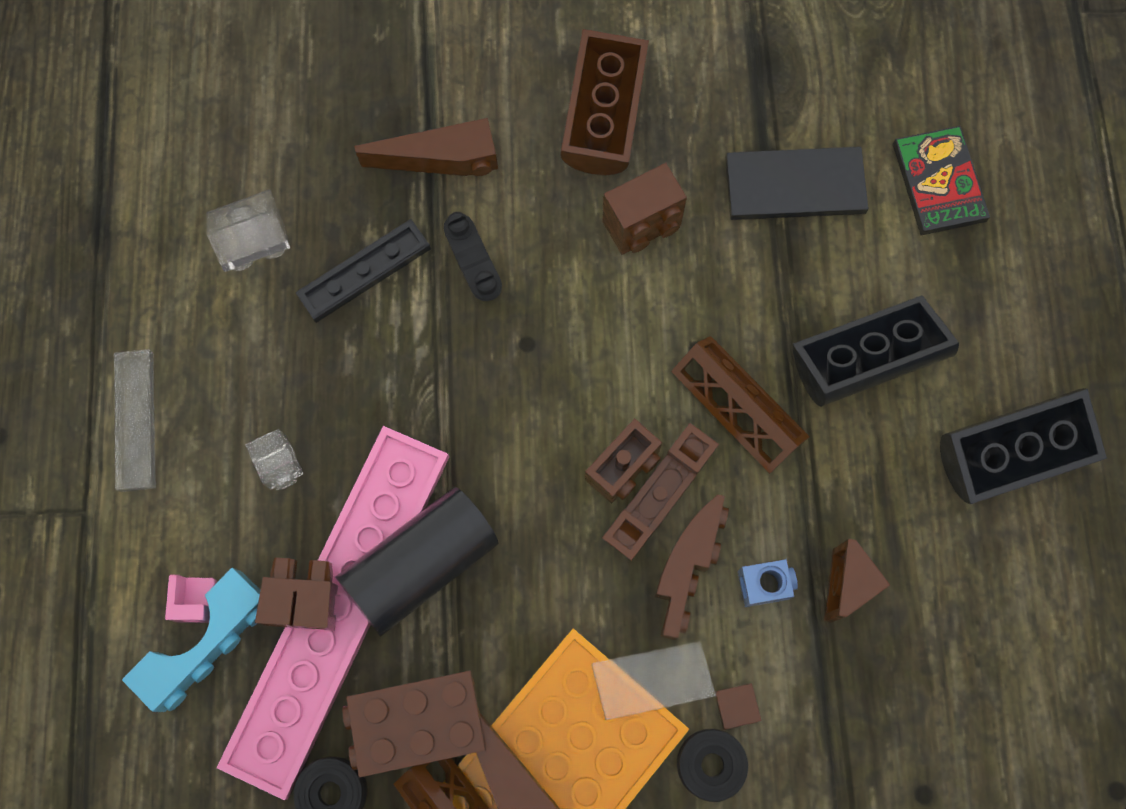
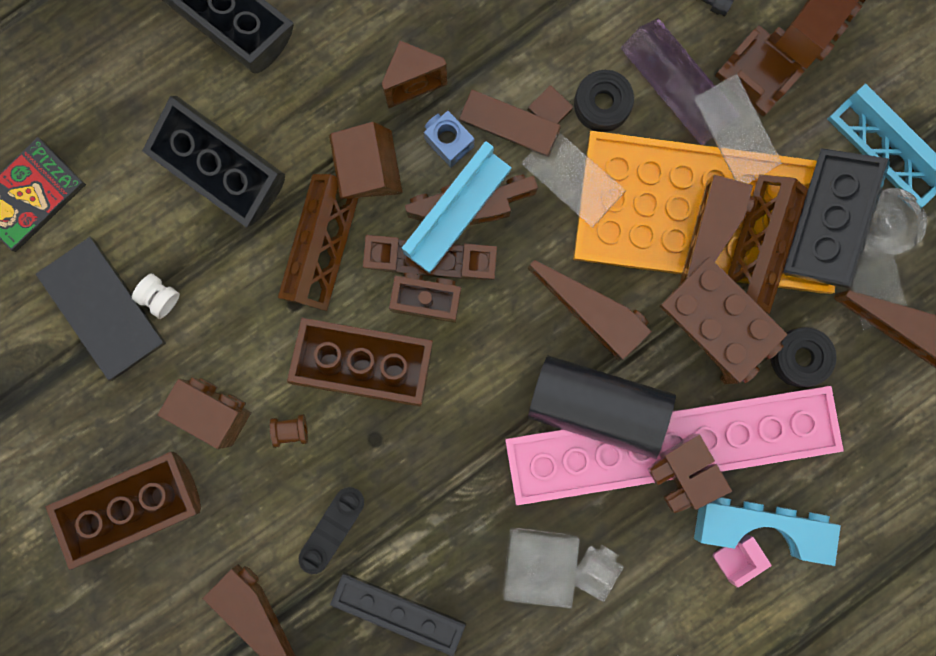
camera: 130 degrees left, 10 degrees up
(315, 411) = (540, 568): none -> clear brick
(494, 620) = (604, 318): none -> reddish brown slope
(583, 273) = (288, 431): none -> reddish brown bush
(600, 368) = (360, 362): none -> reddish brown brick
(690, 540) = (456, 208): none -> medium azure fence
(745, 654) = (510, 123): none -> reddish brown tile
(778, 232) = (155, 296): none -> white wheel
(789, 489) = (365, 161): none -> reddish brown slope

